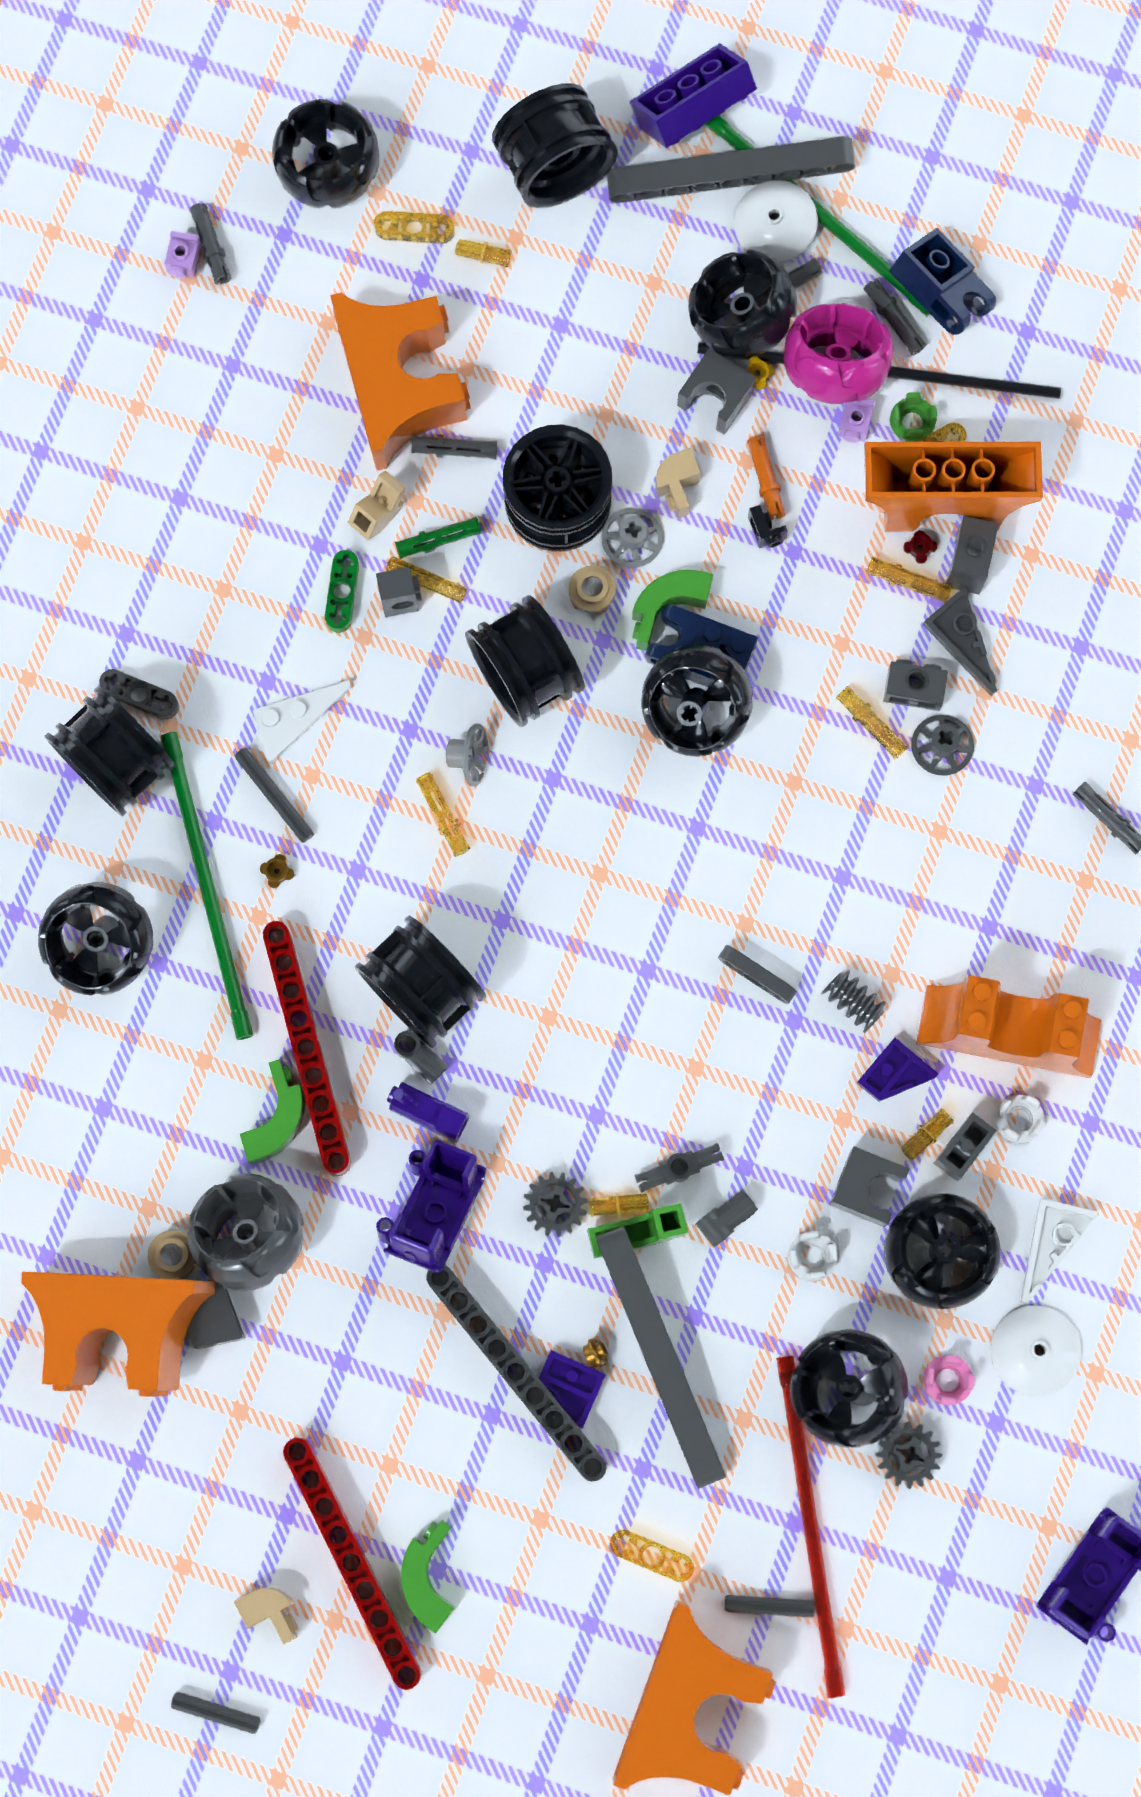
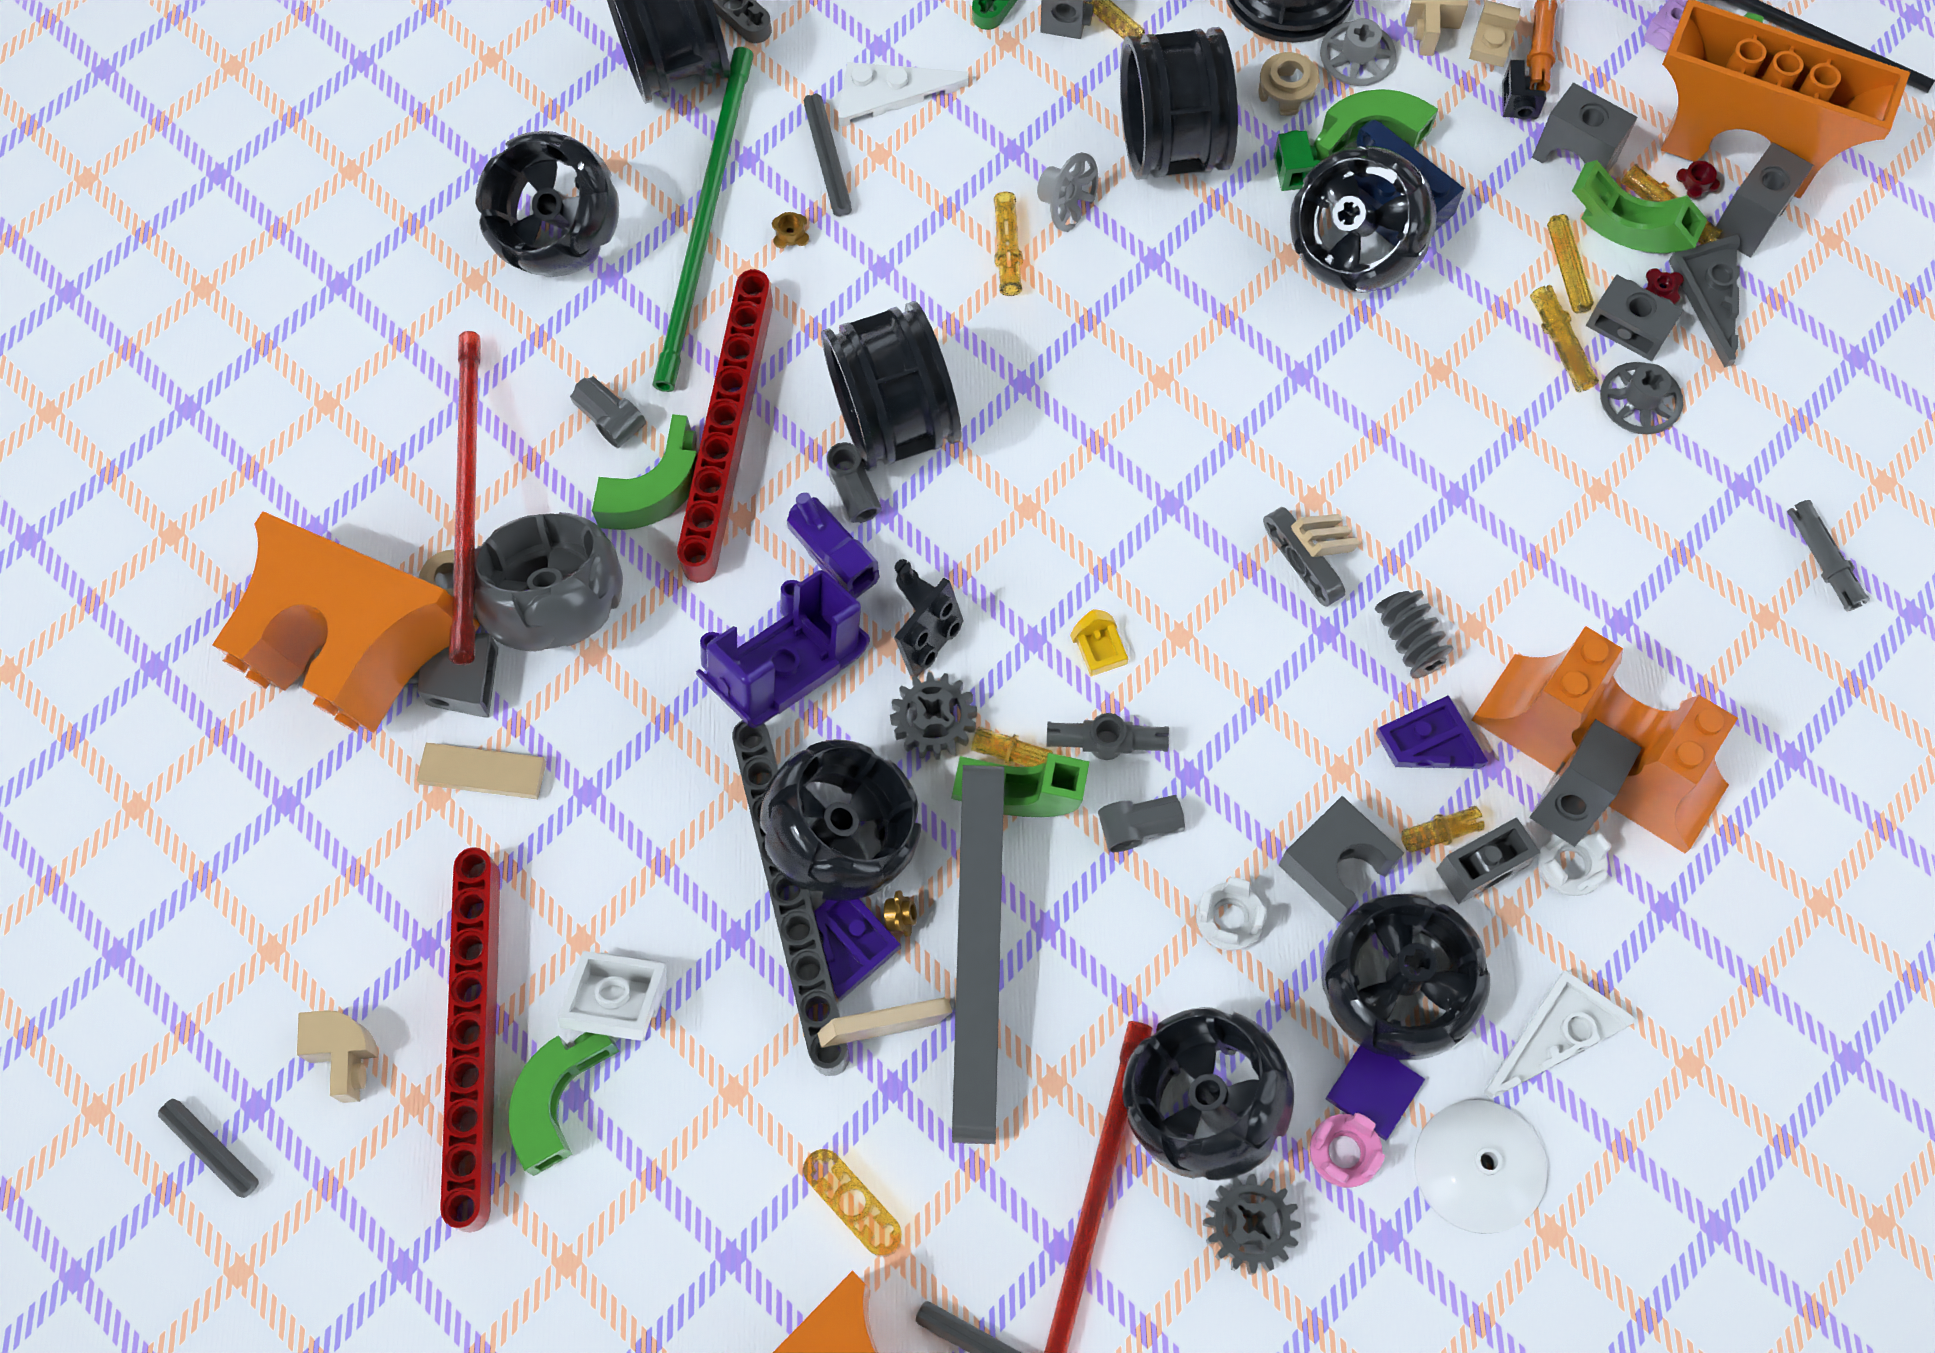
camera: 25 degrees right, 10 degrees down
(221, 1303) = (462, 628): none -> clear red piece
(222, 1078) = (613, 417): none -> dark grey piece
(262, 1380) = (481, 771): none -> tan tile
(436, 1495) = (613, 995): none -> white plate
(508, 1328) = (826, 853): none -> black wheel
(525, 1130) = (933, 622): none -> black plate
(621, 1433) = (884, 1022): none -> tan tile
(624, 655) = (1294, 159): none -> green brick
(644, 1100) = (1099, 642): none -> yellow tile
(728, 489) = (1494, 33): none -> tan brick
(773, 945) = (1323, 528): none -> tan tile
(813, 558) = (1587, 127): none -> dark grey piece
(854, 657) = (1570, 263): none -> clear yellow axle
(887, 605) = (1633, 221): none -> bright green arch
(924, 658) = (1671, 281): none -> dark red plate
(951, 1332) = (1375, 1088): none -> dark purple piece
(1008, 1072) = (1585, 783): none -> dark grey piece

